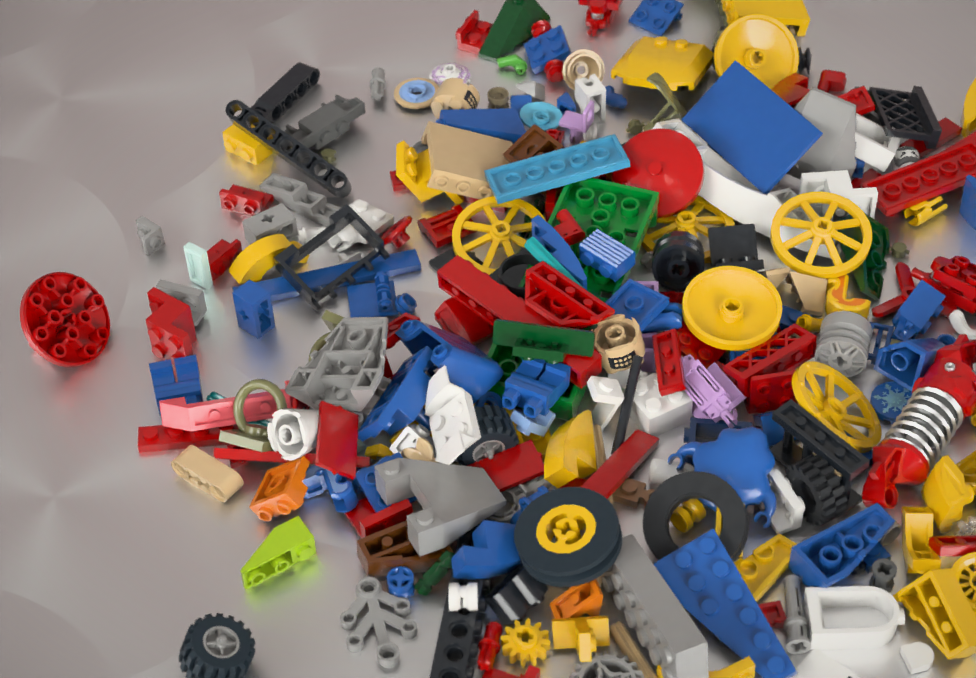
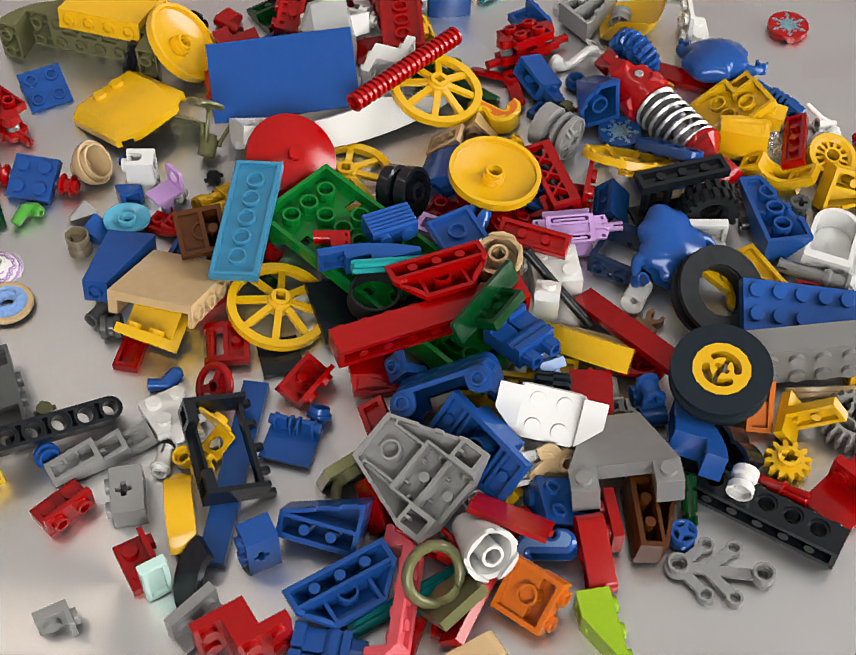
camera: 70 degrees left, 5 degrees up
(222, 283) = (191, 569): none -> black tile
(228, 367) = (345, 587): none -> blue wedge
(284, 168) = (45, 453): none -> blue plate
(289, 341) = (327, 524): none -> blue wedge
(328, 250) = (220, 429): none -> yellow piece
(343, 521) = (595, 551): none -> red beam
(393, 208) = (170, 379): none -> blue arm
(425, 284) = (303, 380): none -> red bracket
(454, 95) = (61, 272): tan brick -> none
(470, 335) = (399, 369): none -> blue bracket
(635, 127) = (189, 161): olive piece -> none
(734, 247) = (400, 150): black bracket -> none
(814, 195) = (403, 69): none -> red piece
(870, 430) = (663, 149): none -> blue plate

